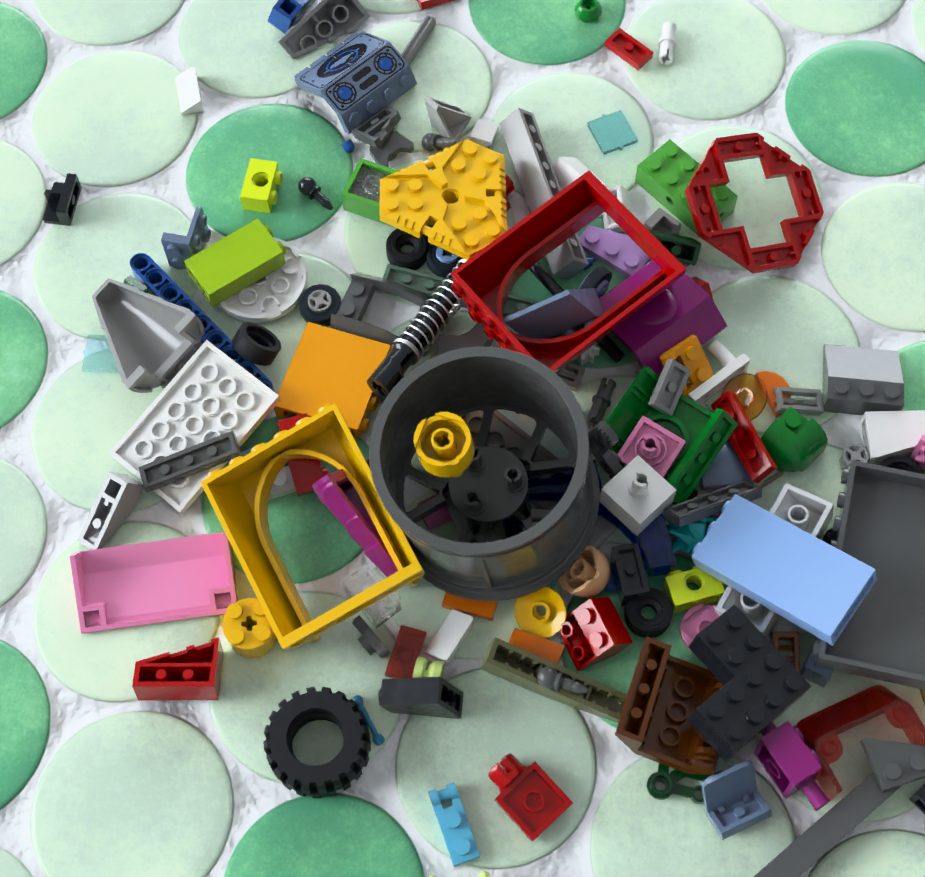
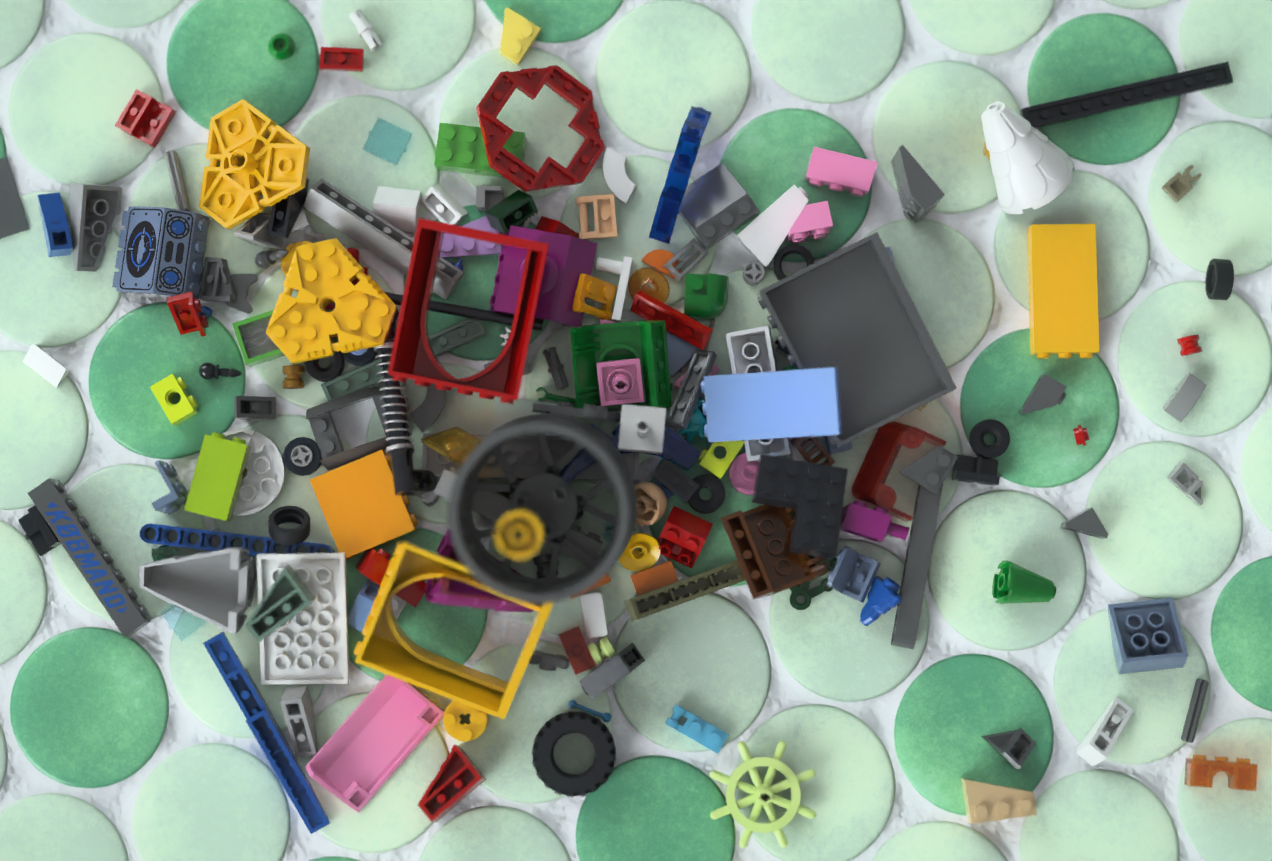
camera: 45 degrees left, 20 degrees up
(73, 499) = (267, 732): none -> blue slope
(77, 250) = (89, 557): none -> dark grey brick
(185, 390) = (281, 603): none -> sand green wedge
(189, 461) = (324, 646): dark grey tile -> none
(316, 235) = (254, 407): none -> dark grey slope
(331, 129) = (187, 313): none -> red bracket
(370, 240) = (293, 378): none -> pearl gold wheel
(487, 63) = (254, 161): none -> yellow plate
(489, 108) = (286, 213): none -> black slope
(528, 795) = (727, 674): red plate -> none
(550, 678) = (683, 594): dark grey bar -> none
(557, 314) = (480, 336): sand blue slope -> none
(598, 279) = (482, 286): black wheel -> none
(669, 387) = (598, 329): light grey plate -> none
(742, 850) = (881, 599): none -> blue rock
(751, 314) = (603, 215): none -> light nougat plate
(789, 292) = (616, 177): none -> white tile
(793, 132) = (517, 36): none -> light yellow wing
(858, 314) = (679, 174): none -> clear blue arch

